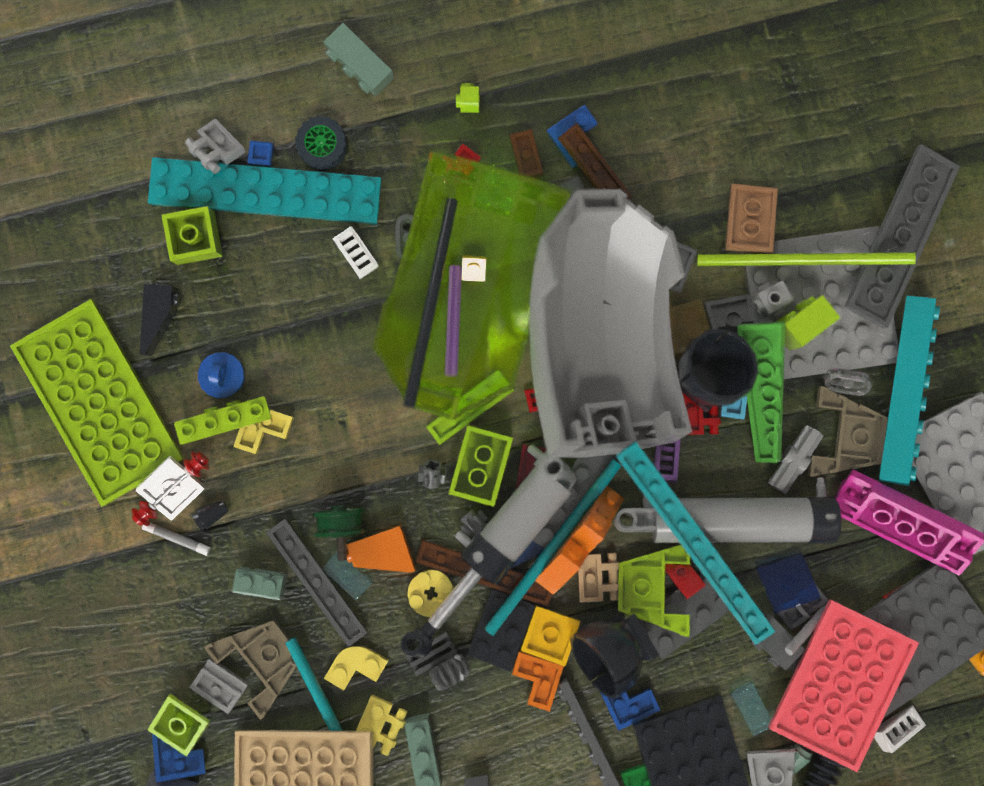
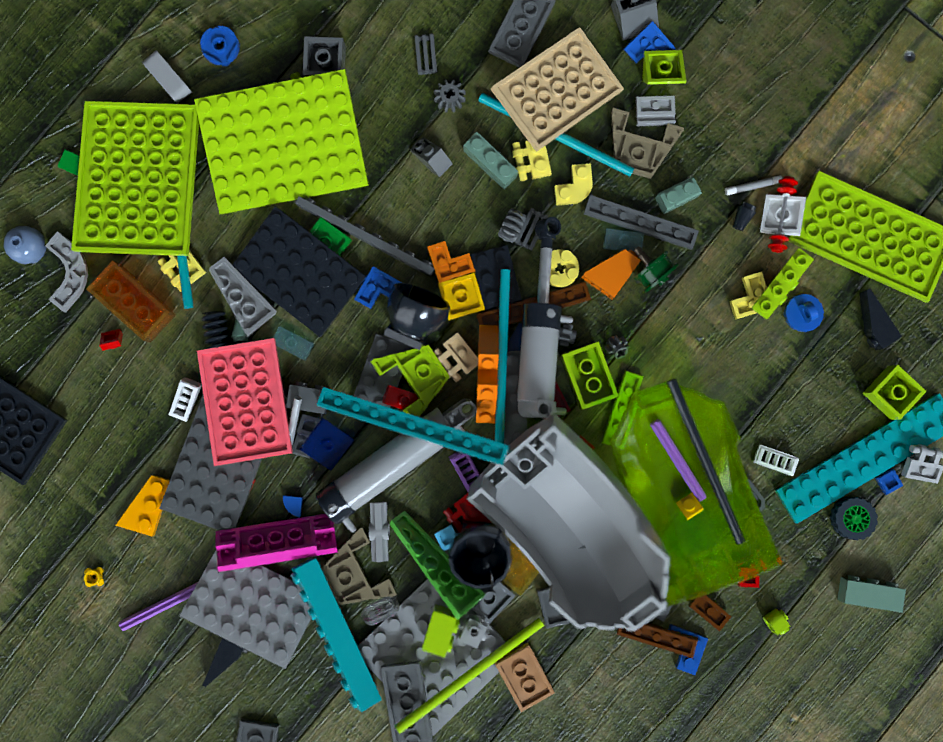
camera: 145 degrees right, 0 degrees up
(861, 545) = (293, 504): none -> blue tile

